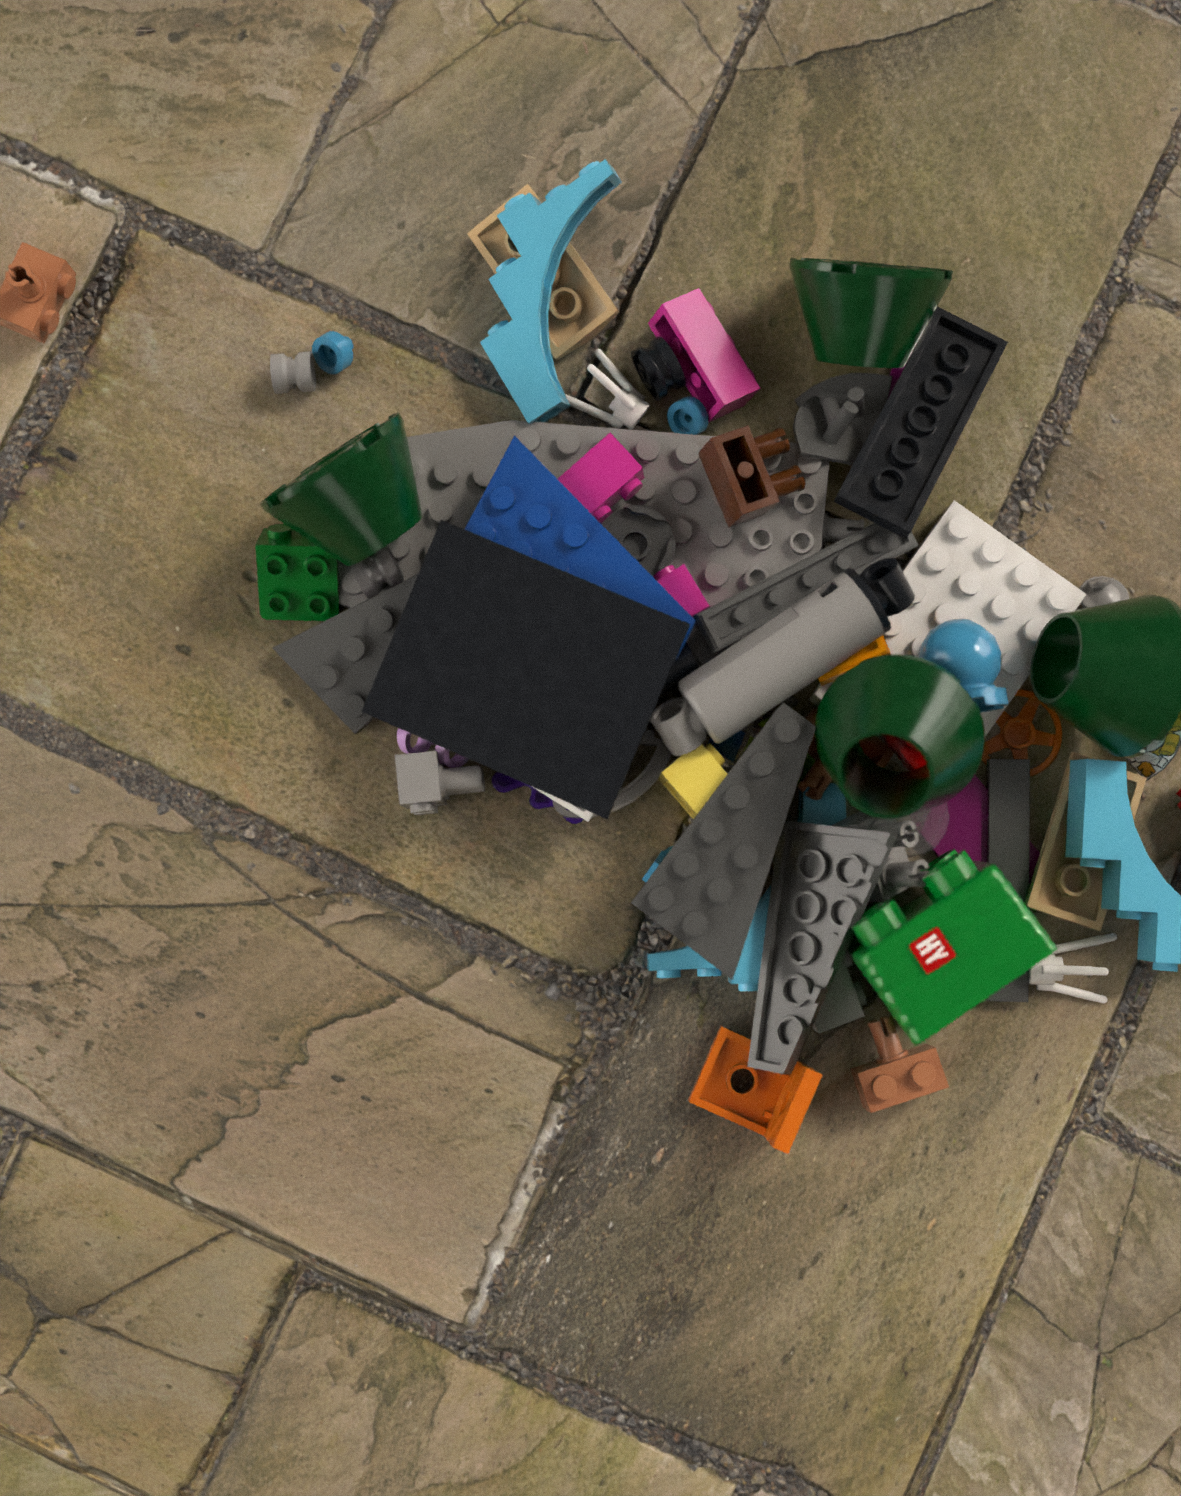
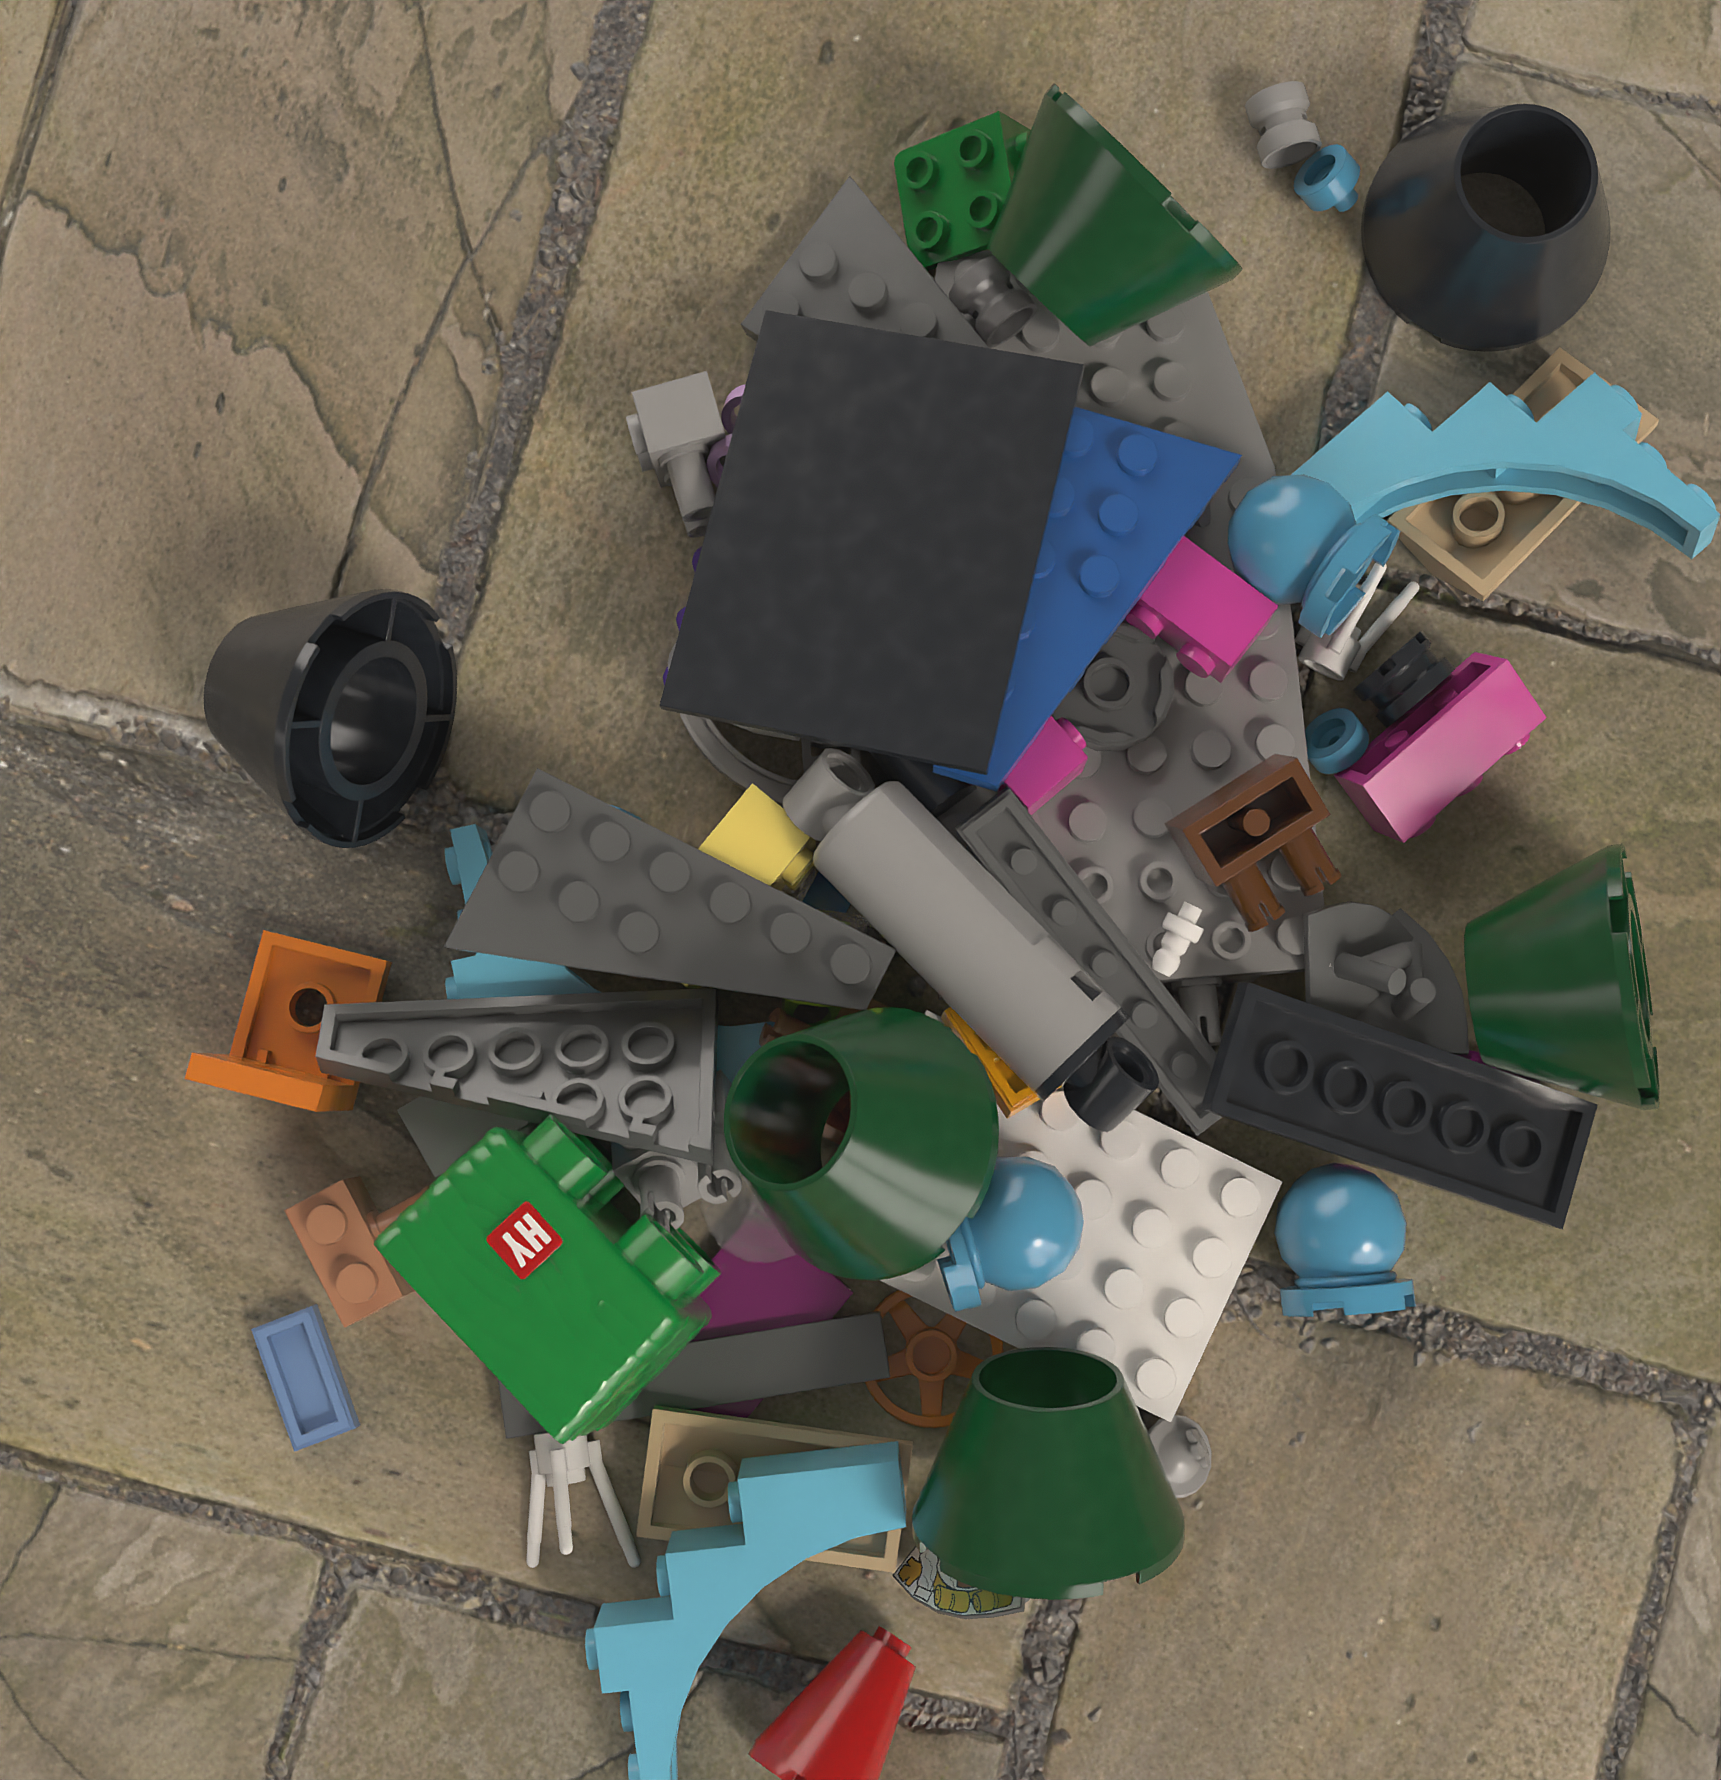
camera: 85 degrees right, 0 degrees up
(390, 299) = (1456, 271): none -> black cone
(562, 1030) = (337, 709): none -> black cone
(575, 409) = (1303, 546): none -> dark azure tile
(796, 530) = (1178, 935): none -> white piece
(969, 1122) = (305, 1377): none -> medium blue tile
(992, 472) = (1342, 1240): none -> dark azure tile

